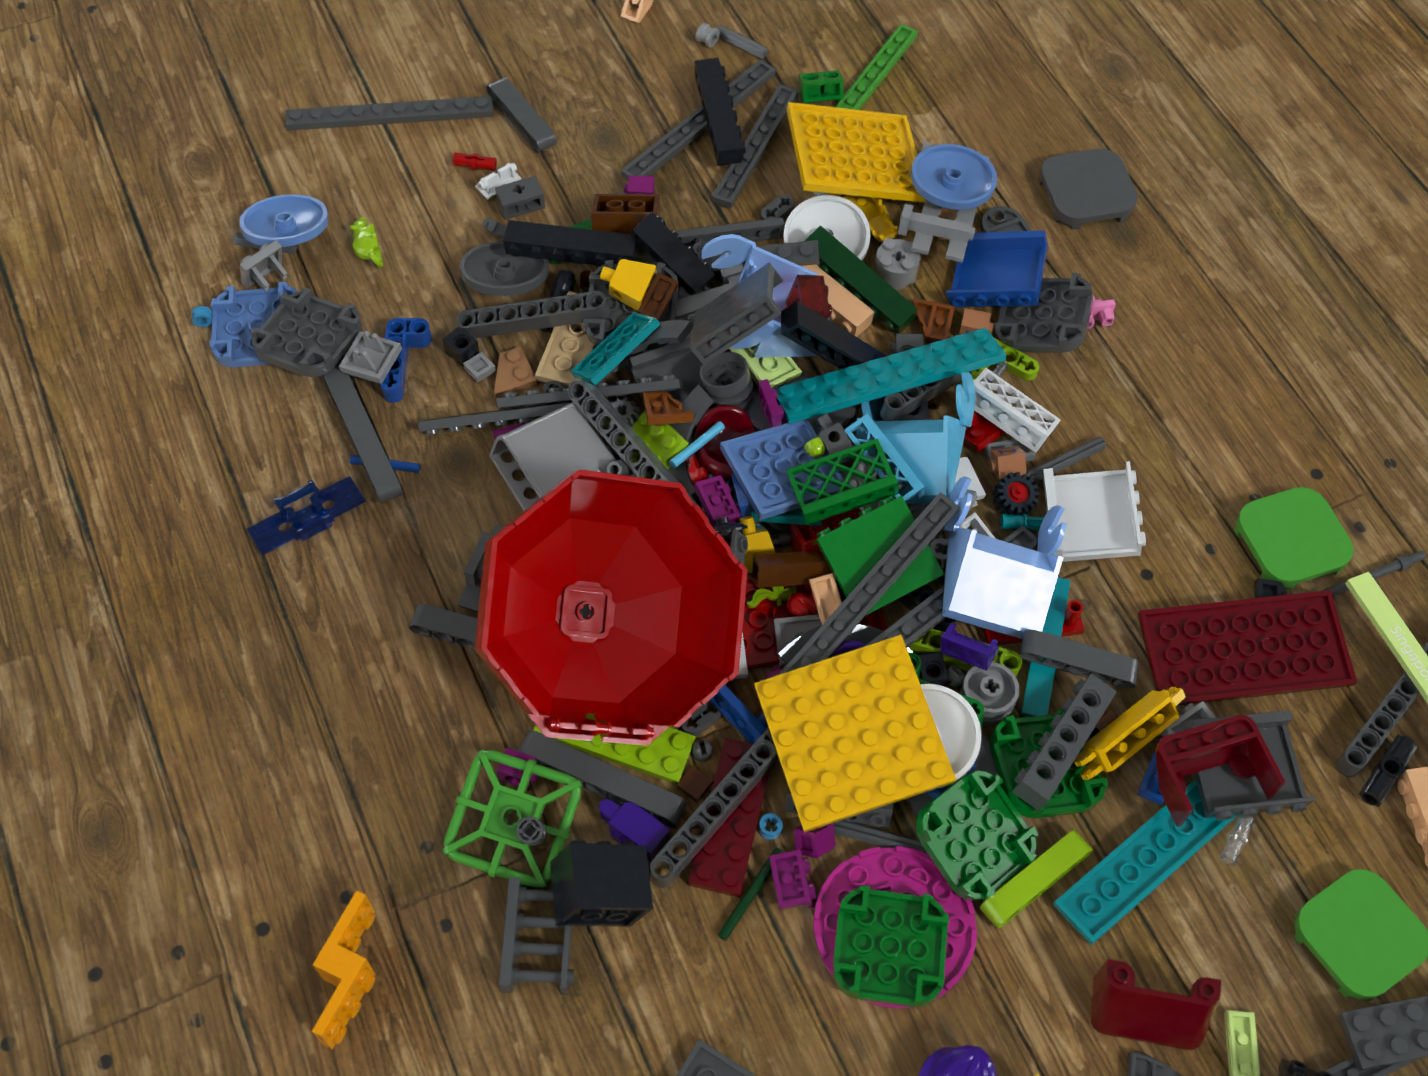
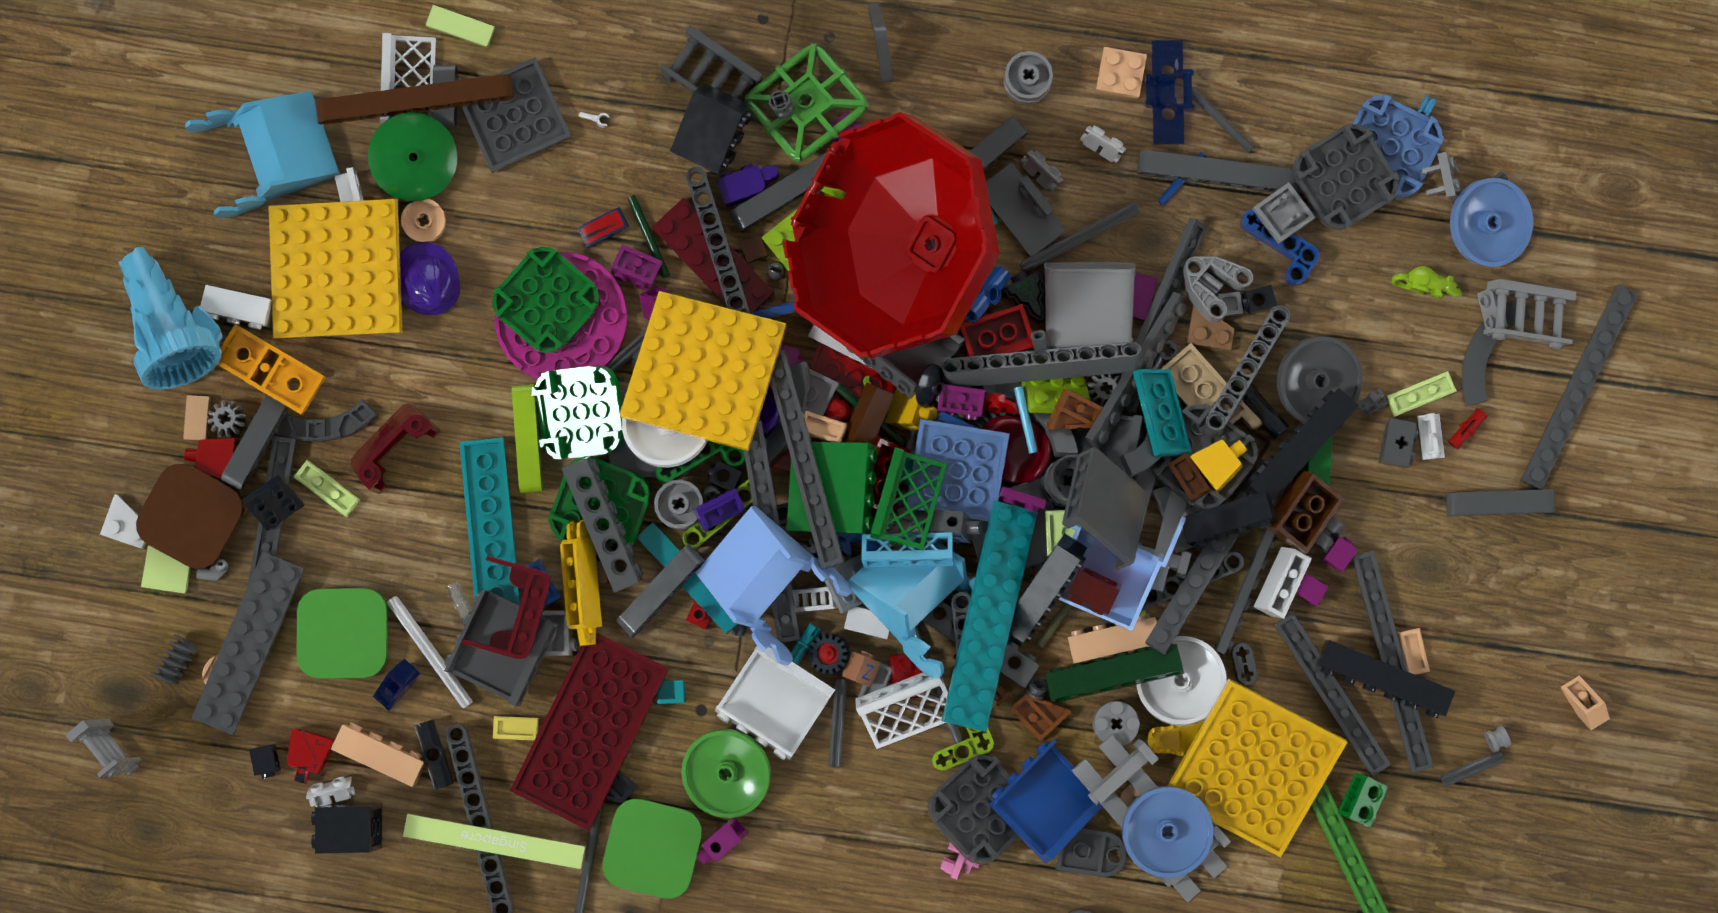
camera: 125 degrees right, 25 degrees up
(309, 564) = (1121, 72): none -> light nougat plate
(310, 456) = (1221, 120): none -> dark grey bar
(335, 169) = (1540, 295): none -> light grey fence
(363, 632) = (1030, 90): none -> light grey wheel
(364, 187) = (1488, 306): none -> light grey hinge
(387, 547) = (1096, 138): none -> white hinge
(395, 781) = (881, 41): none -> dark grey beam
(397, 186) = (1476, 359): none -> dark grey tile
(450, 566) = (1037, 163): none -> light grey hinge
(465, 205) = (1421, 393): none -> yellowish green tile
(473, 390) = (1205, 284): none -> light grey connector
(473, 501) = (1079, 237): none -> dark grey axle
(661, 1027) = (595, 118): none -> white hand
(679, 113) = (1413, 651): none -> light nougat tile
(684, 191) = (1311, 590): none -> magenta panel
(694, 211) = (1282, 582): none -> white brick
(762, 825) = (683, 286): dark azure bush -> none
(773, 942) = (603, 227): none -> slope
(781, 590) = (885, 428): none -> dark green bar
(815, 447) = (954, 502): lime hinge -> none
(914, 327) = (1037, 688): none -> dark grey bush
(975, 320) = (1009, 745): nougat brick -> none
(1154, 597) = (671, 692): none -> teal panel
(1183, 513) = (726, 773): none -> bright green dish
(1238, 482) = (726, 836): none -> magenta torso
(1303, 843) = (429, 651): none -> white axle
(1304, 721) = (515, 728): none -> light yellow tile
(1359, 847) = (396, 684): none -> clear blue slope

